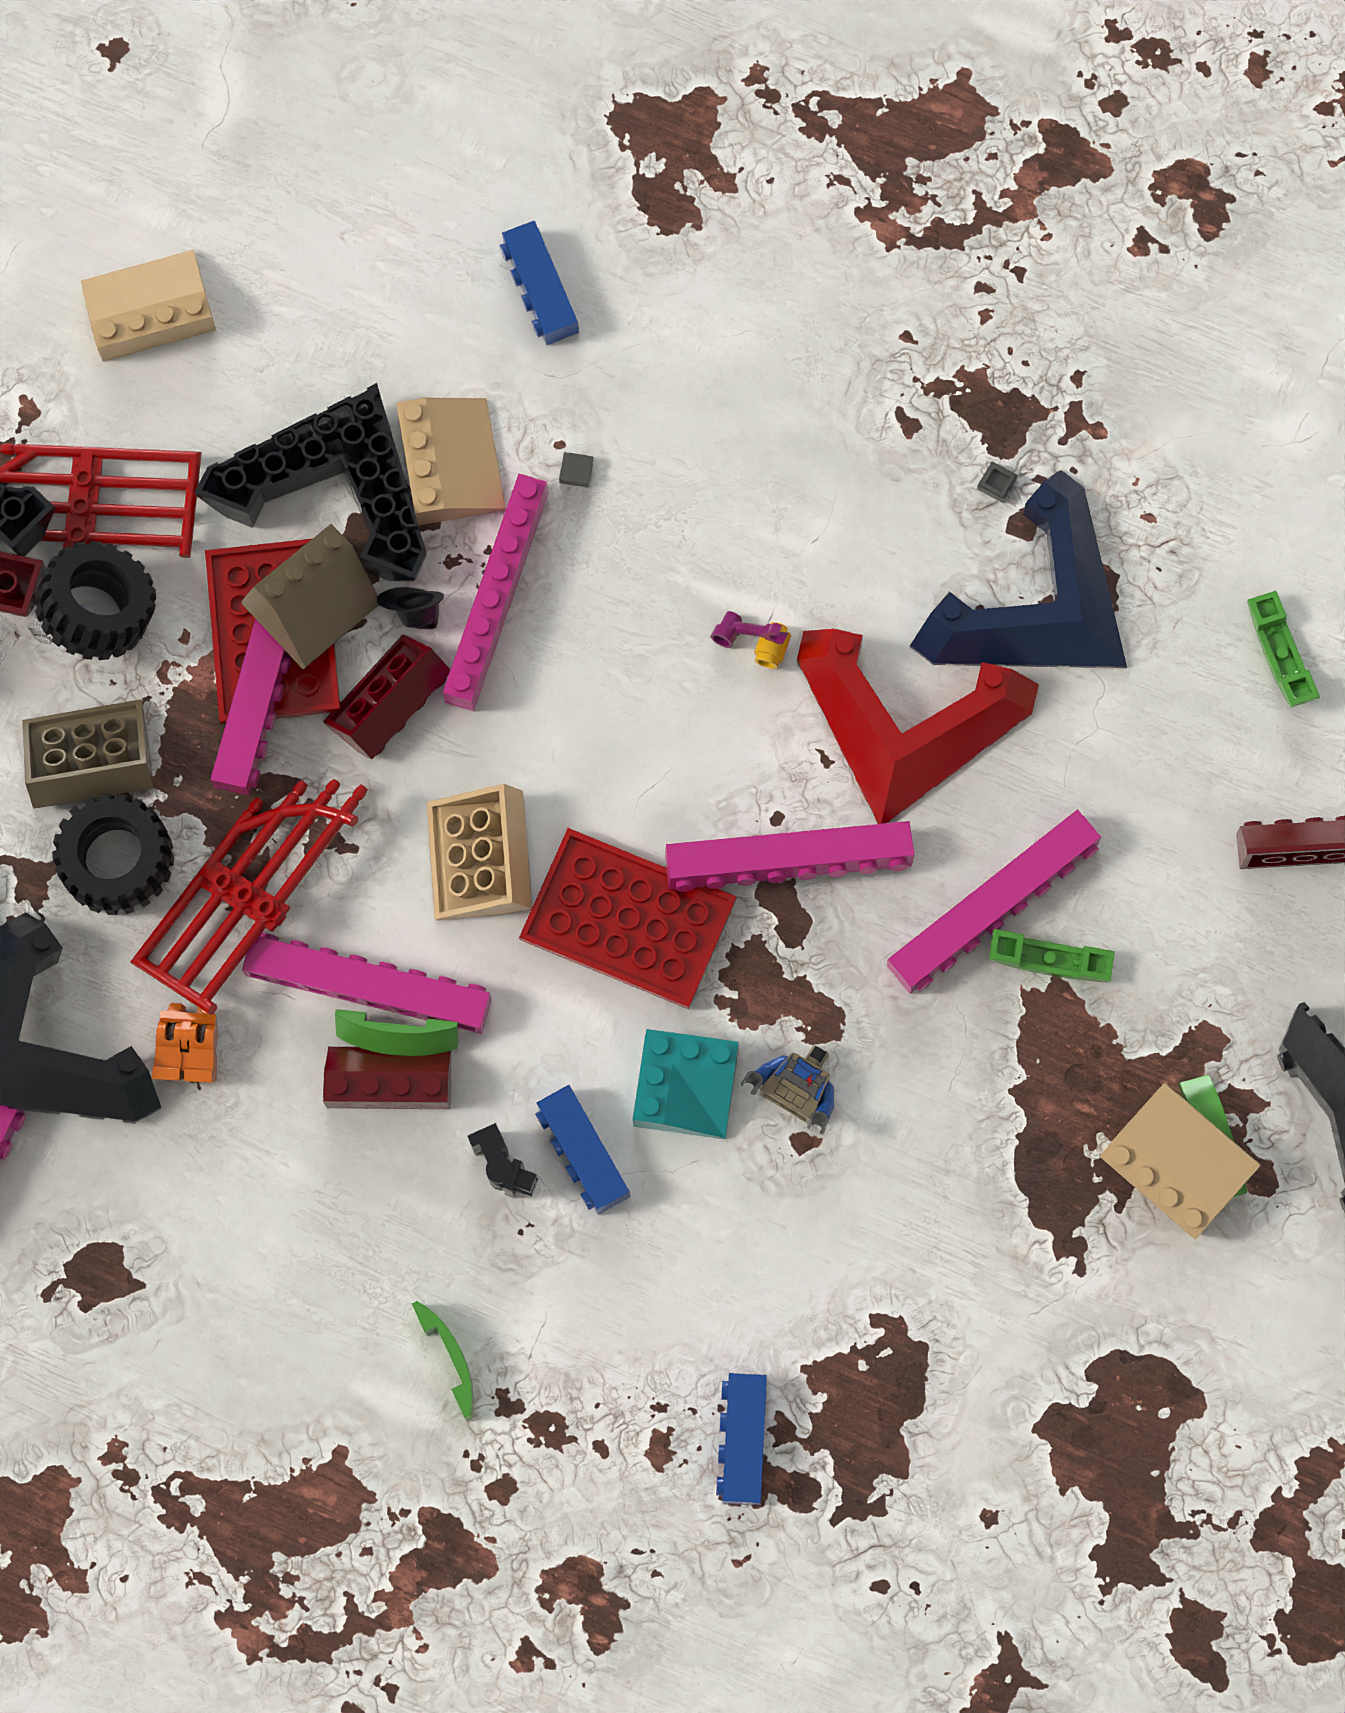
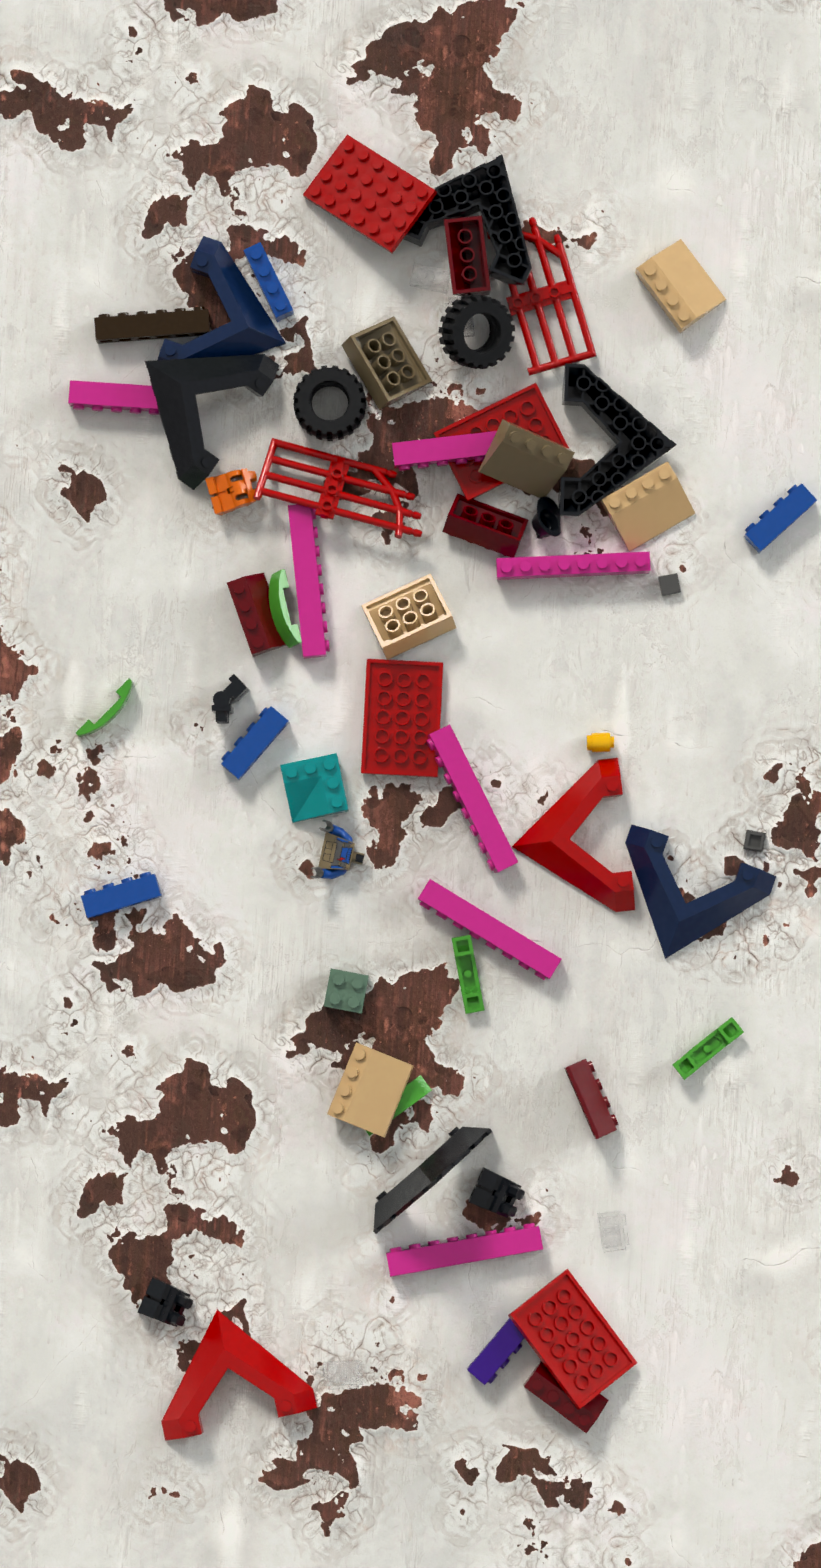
camera: 70 degrees right, 10 degrees up
(732, 625) = (602, 713): magenta brick -> none
(1013, 1146) = (346, 991): none -> sand green piece

